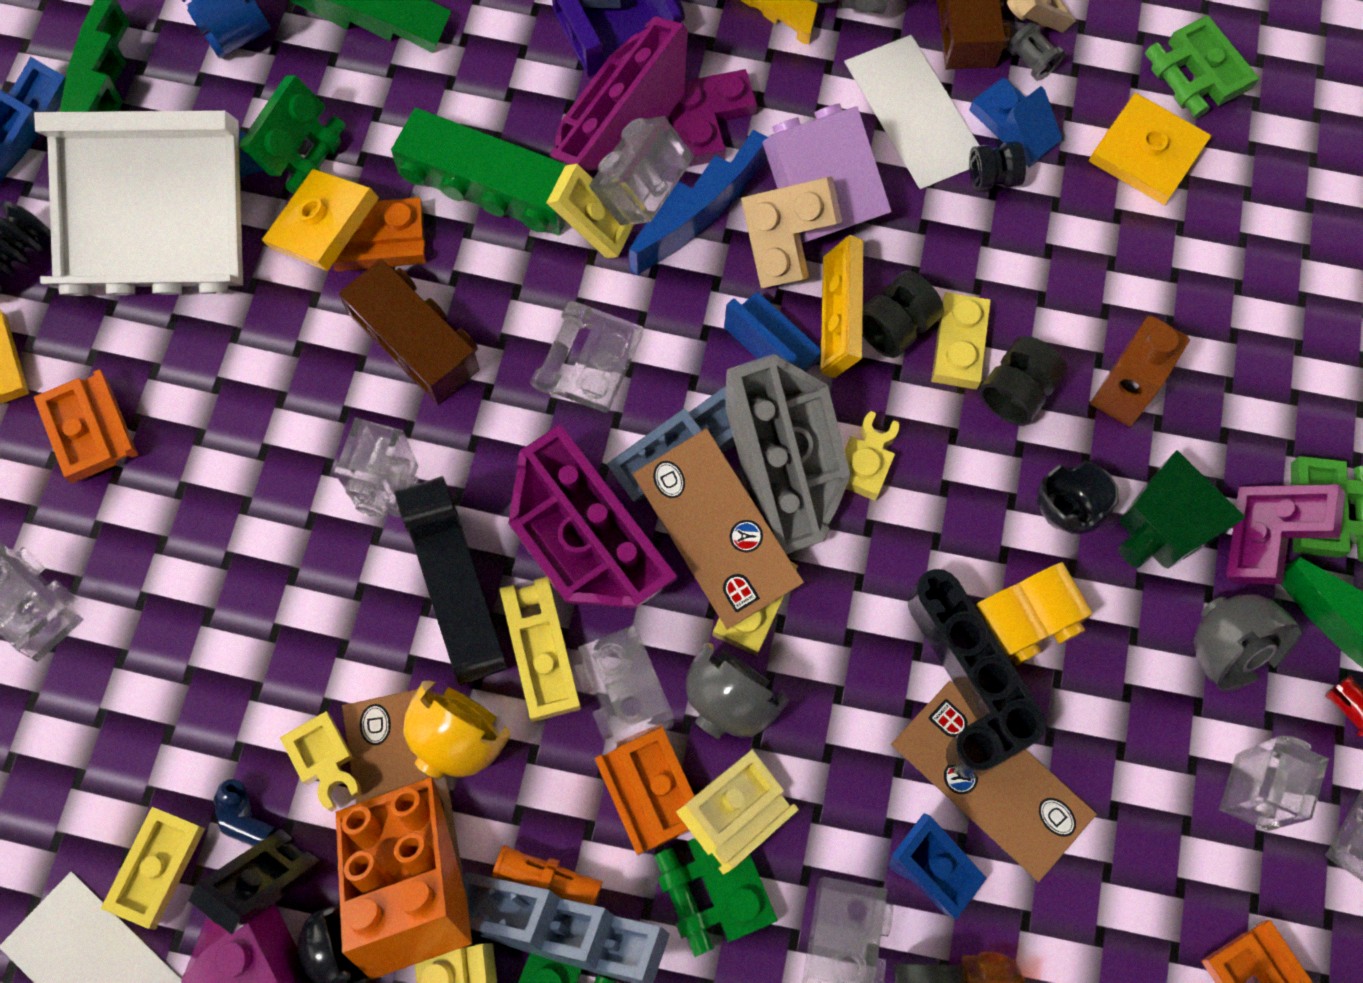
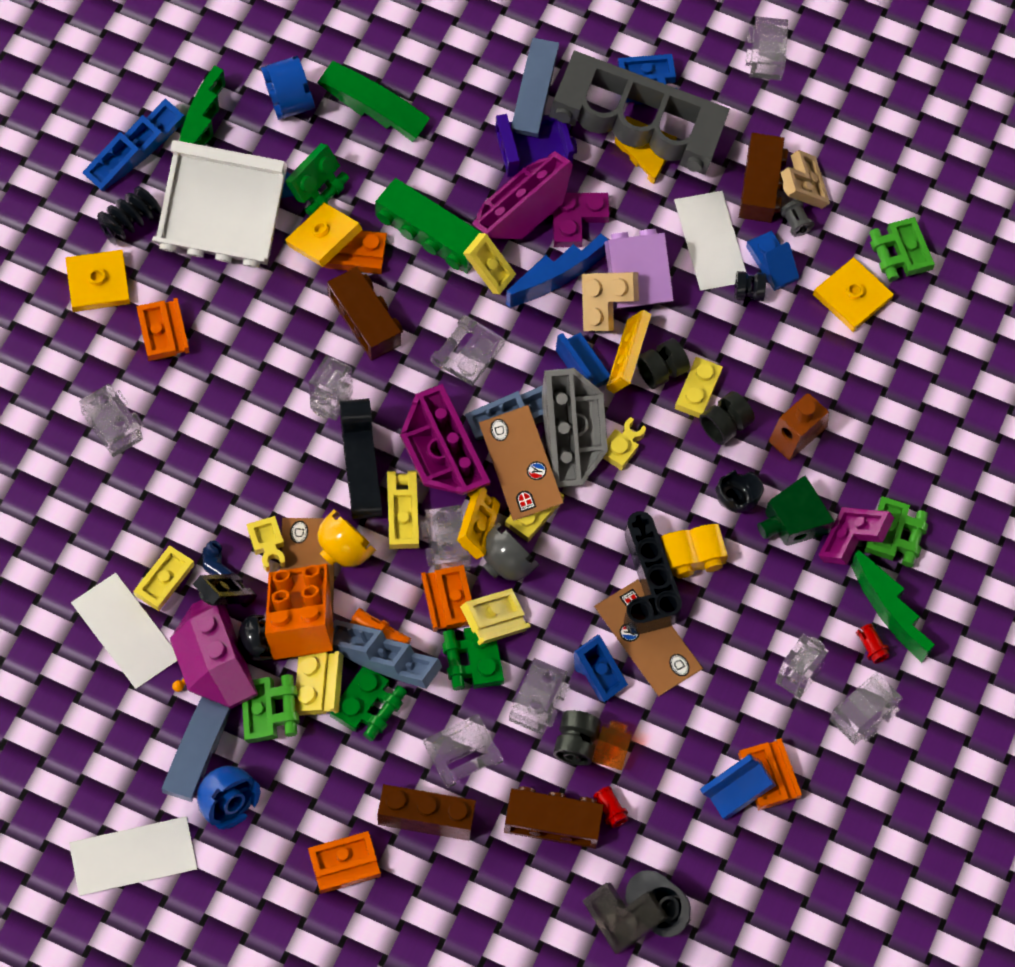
camera: 10 degrees right, 5 degrees down
(641, 170) = (525, 245): clear brick -> none
(672, 651) = (478, 521): none -> yellow plate
(1241, 637) = (813, 590): dark grey cylinder -> none

